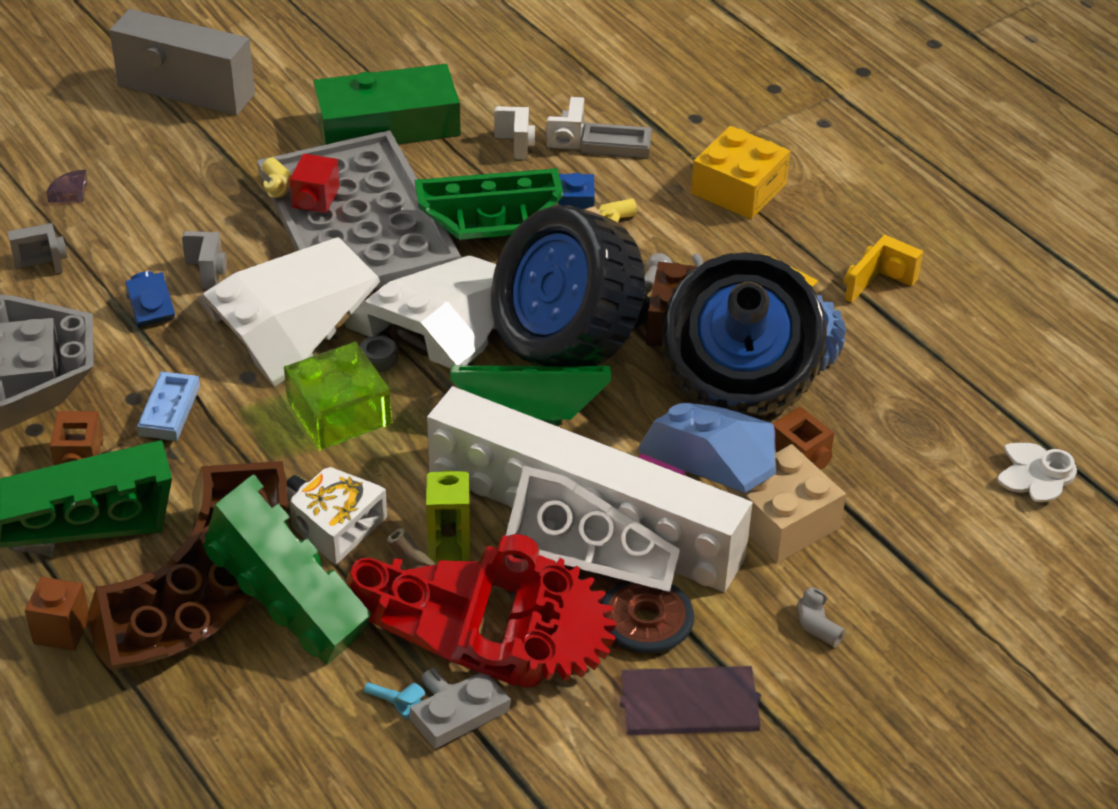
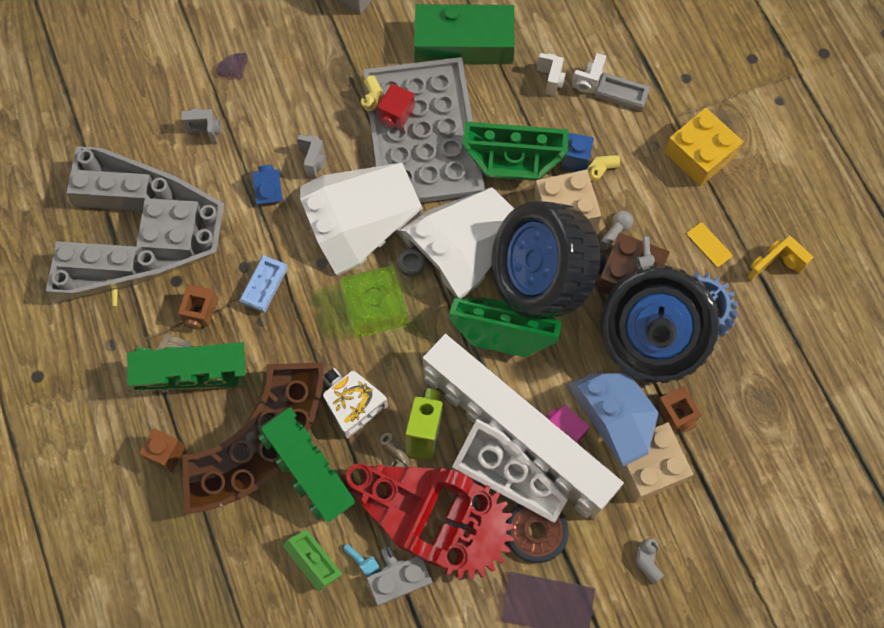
camera: 15 degrees right, 25 degrees up
(311, 699) = (312, 560): none -> bright green plate
(1037, 471) = (832, 465): white plate -> none

